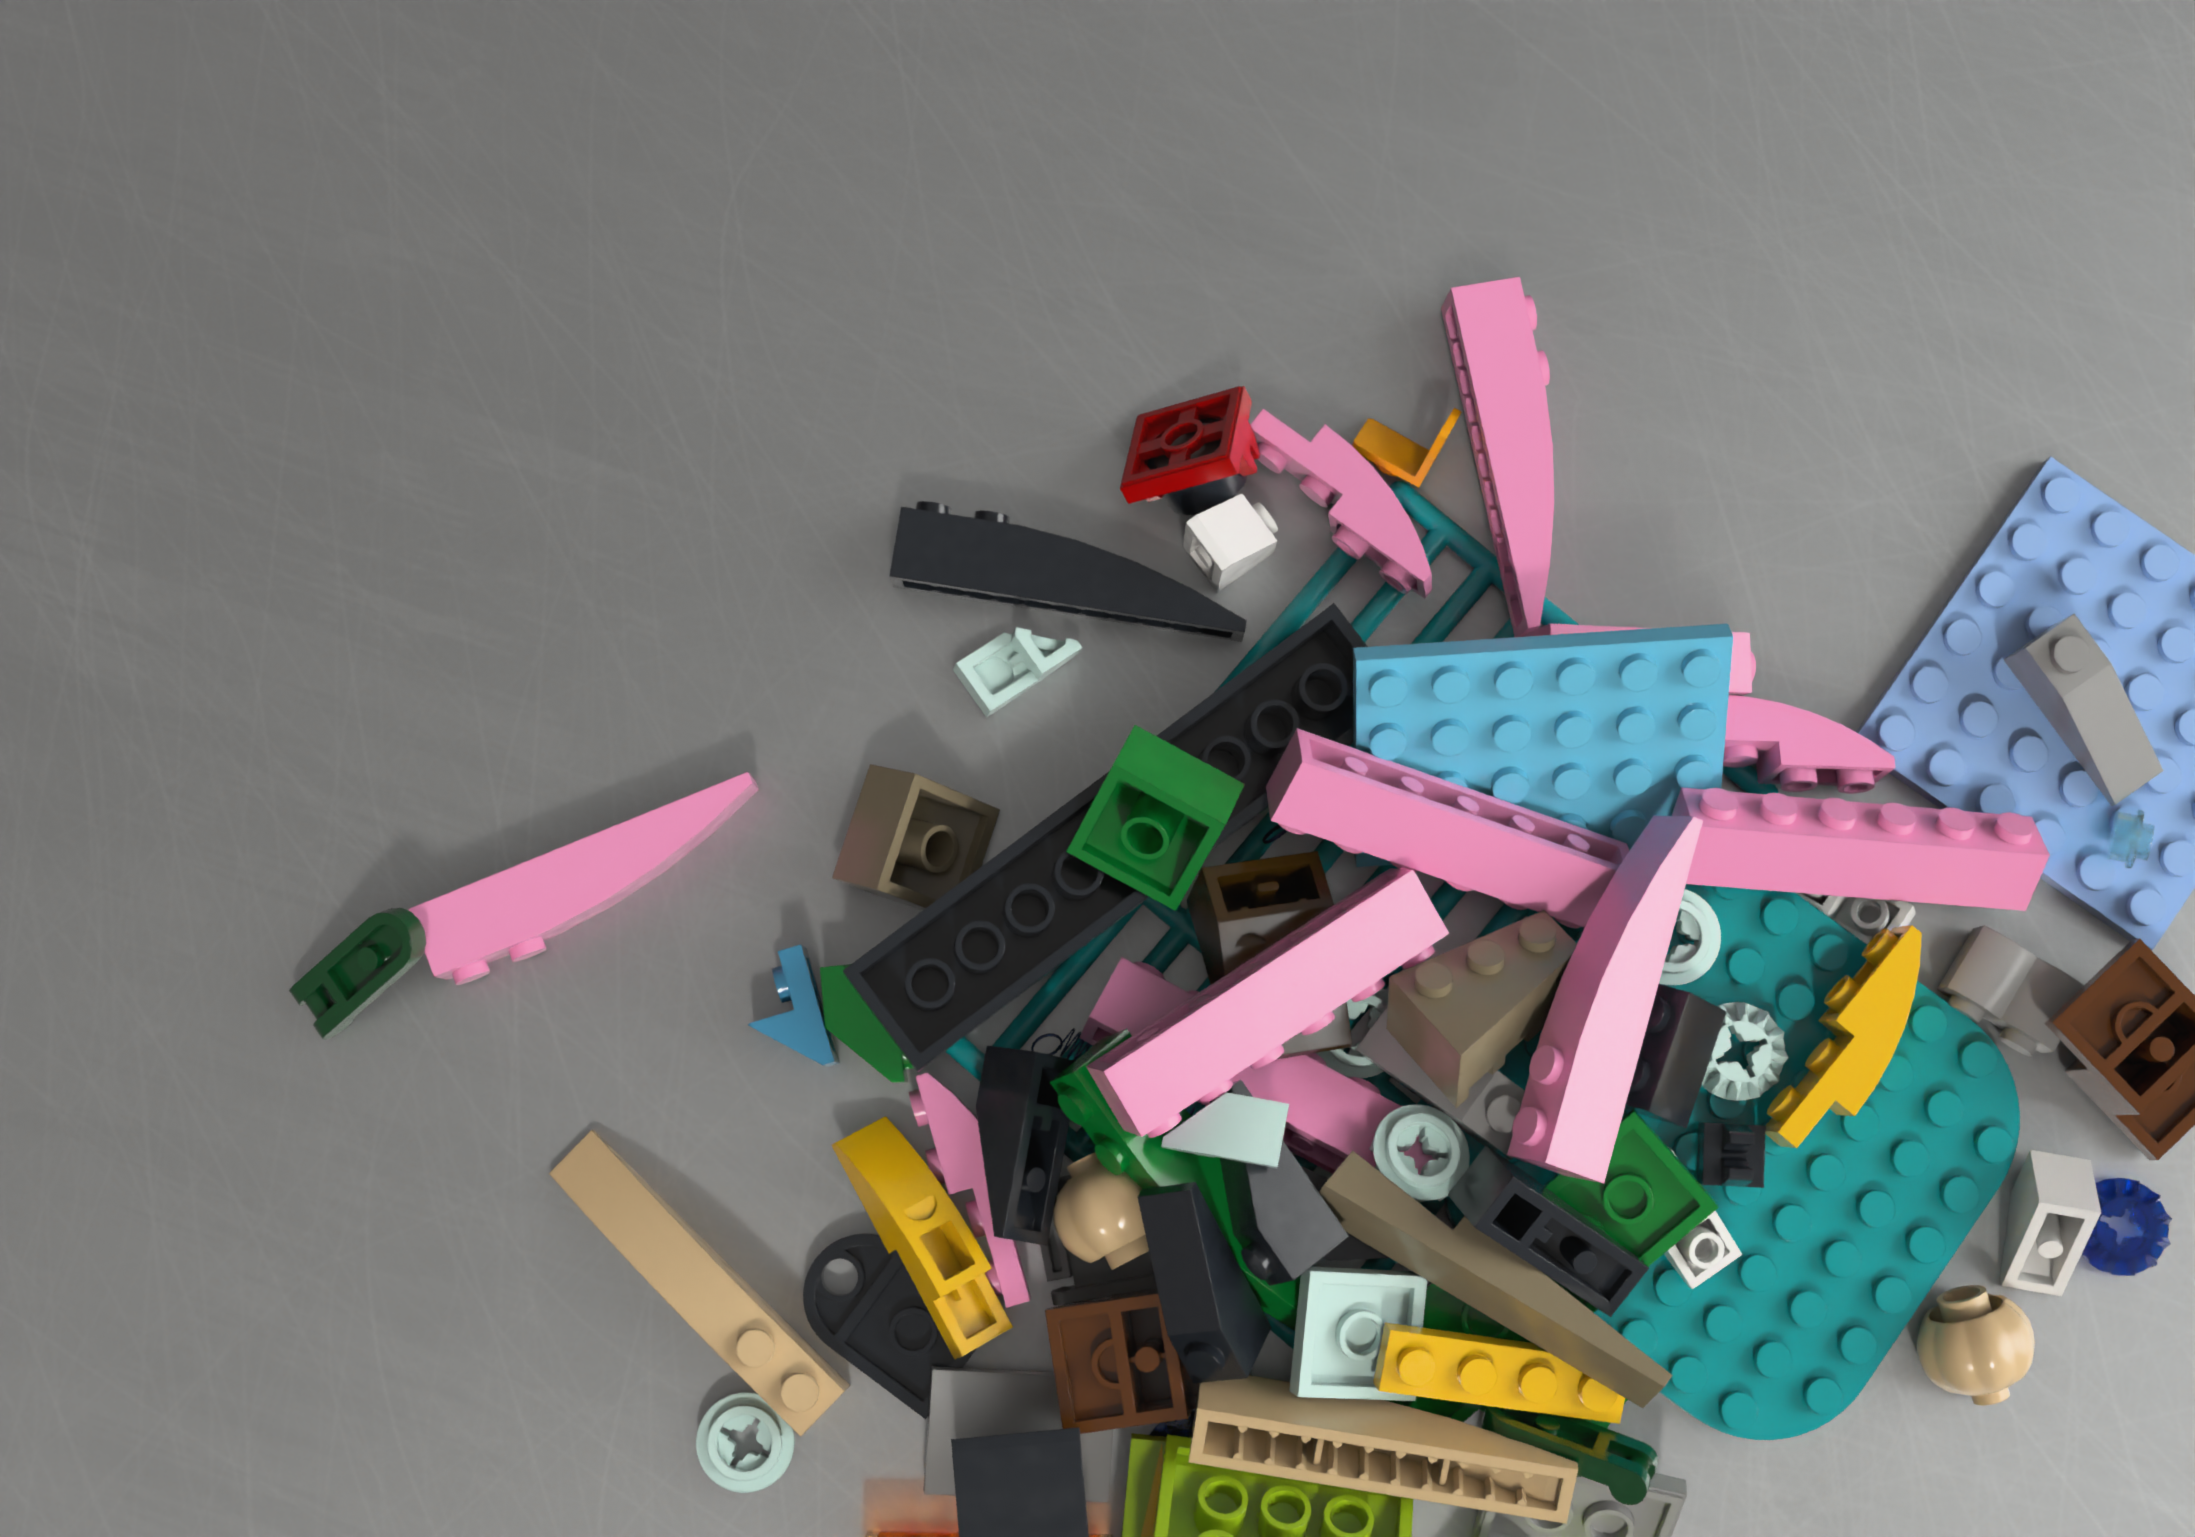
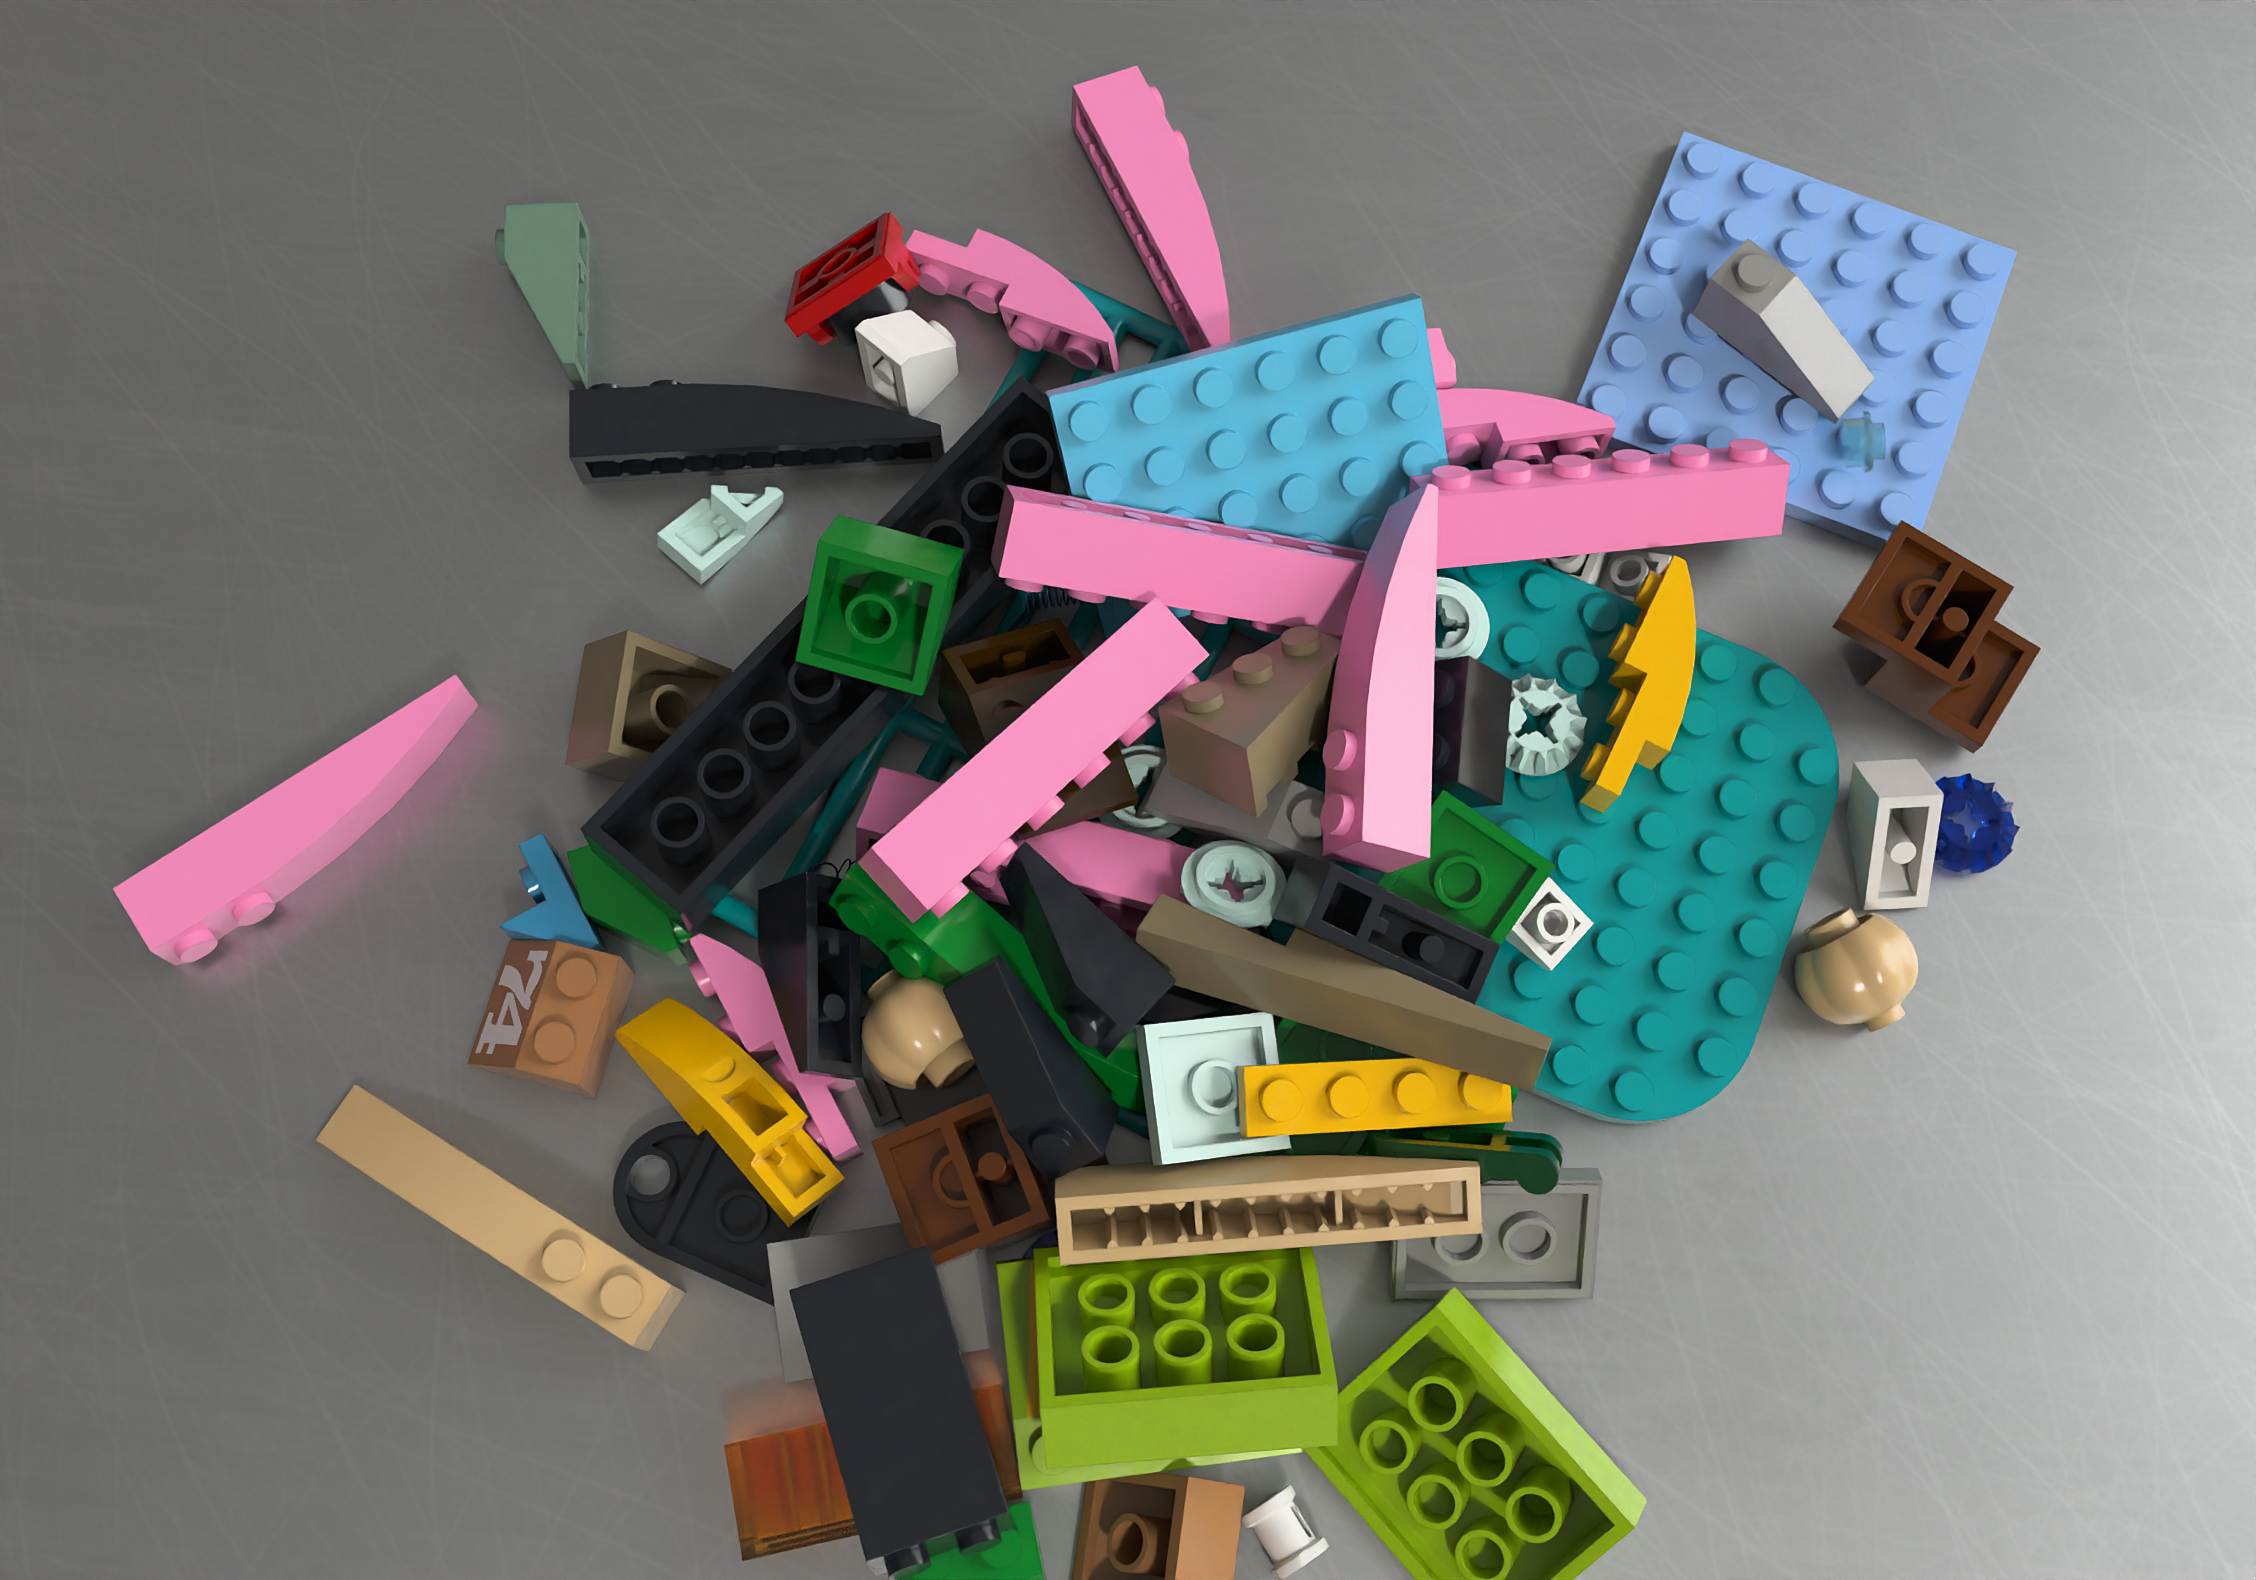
camera: 15 degrees left, 10 degrees down
(360, 969) = (69, 964): dark green plate -> none
(717, 1449) = (551, 1396): light aqua gear -> none
(775, 1110) = (553, 1015): none -> medium nougat slope
(902, 360) = (550, 264): none -> sand green slope
(1234, 1129) = (1027, 889): light aqua slope -> none
(1396, 453) = (1069, 257): light orange bracket -> none
(1731, 1154) = (1557, 826): black tile -> none
(2008, 988) = (1788, 616): light grey brick -> none

